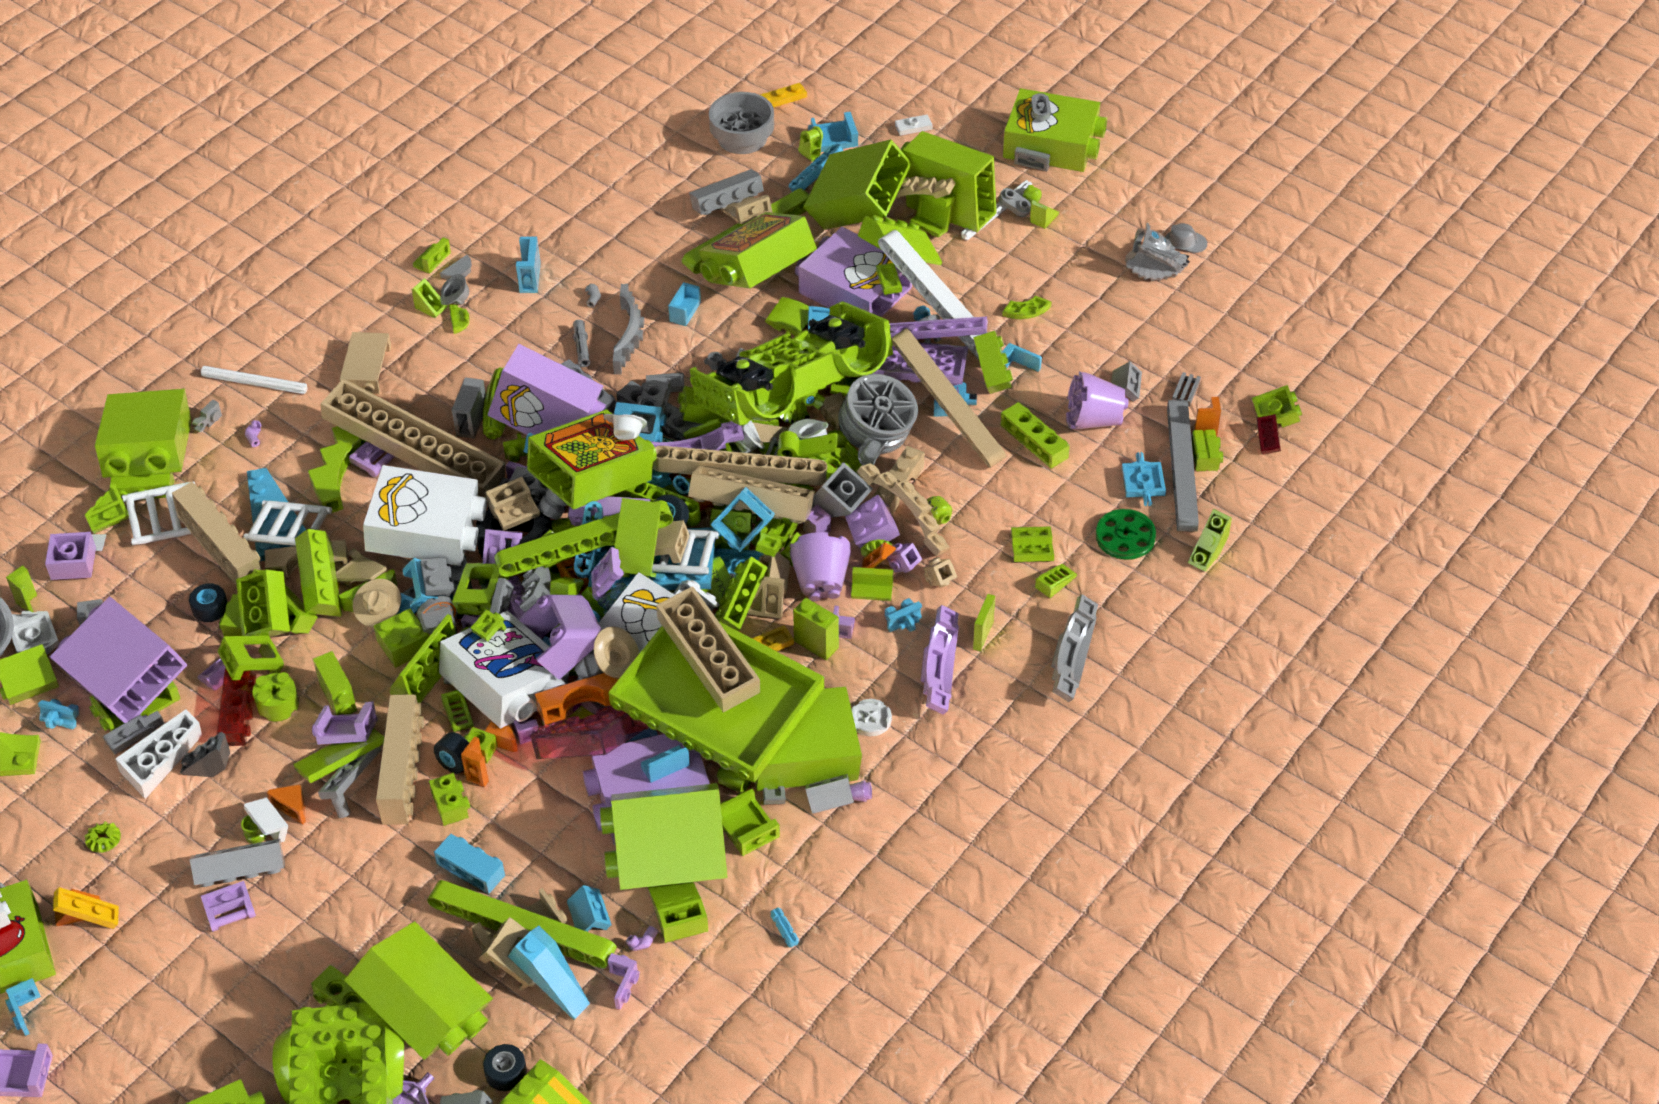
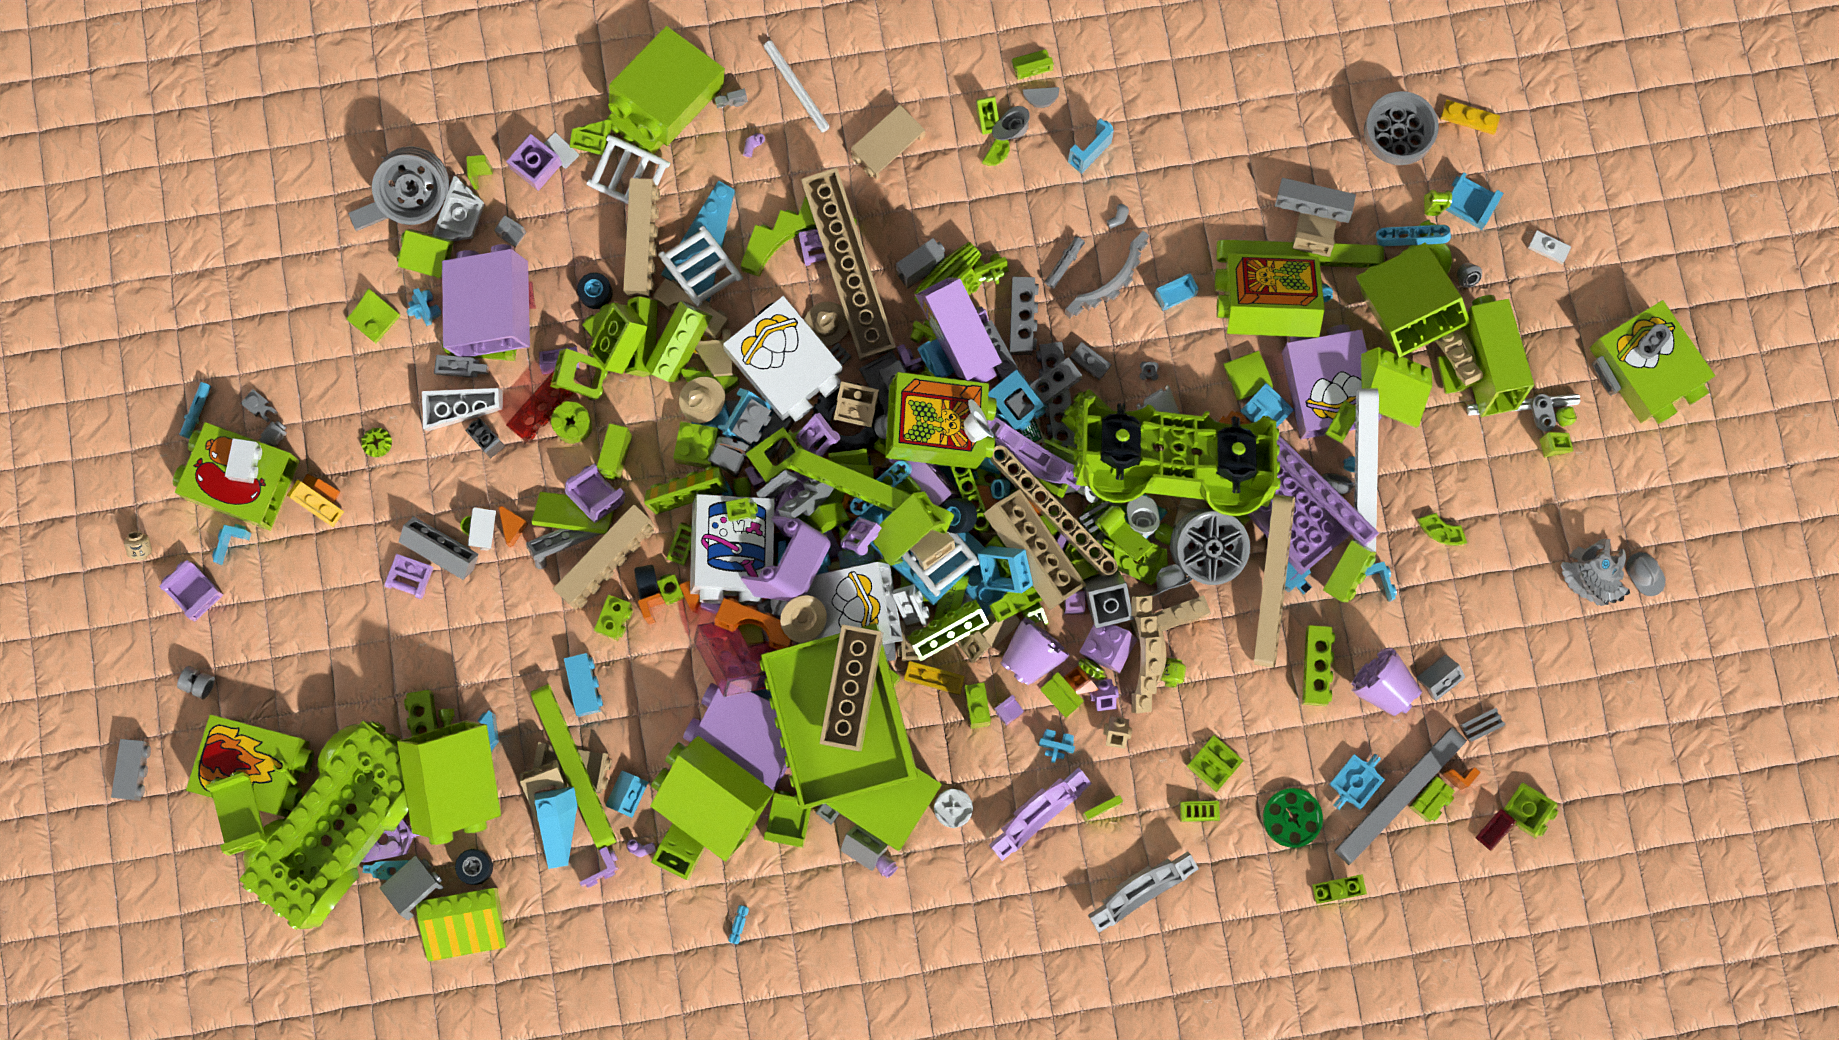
camera: 45 degrees right, 30 degrees up
(665, 763) = (760, 737): medium azure panel -> none

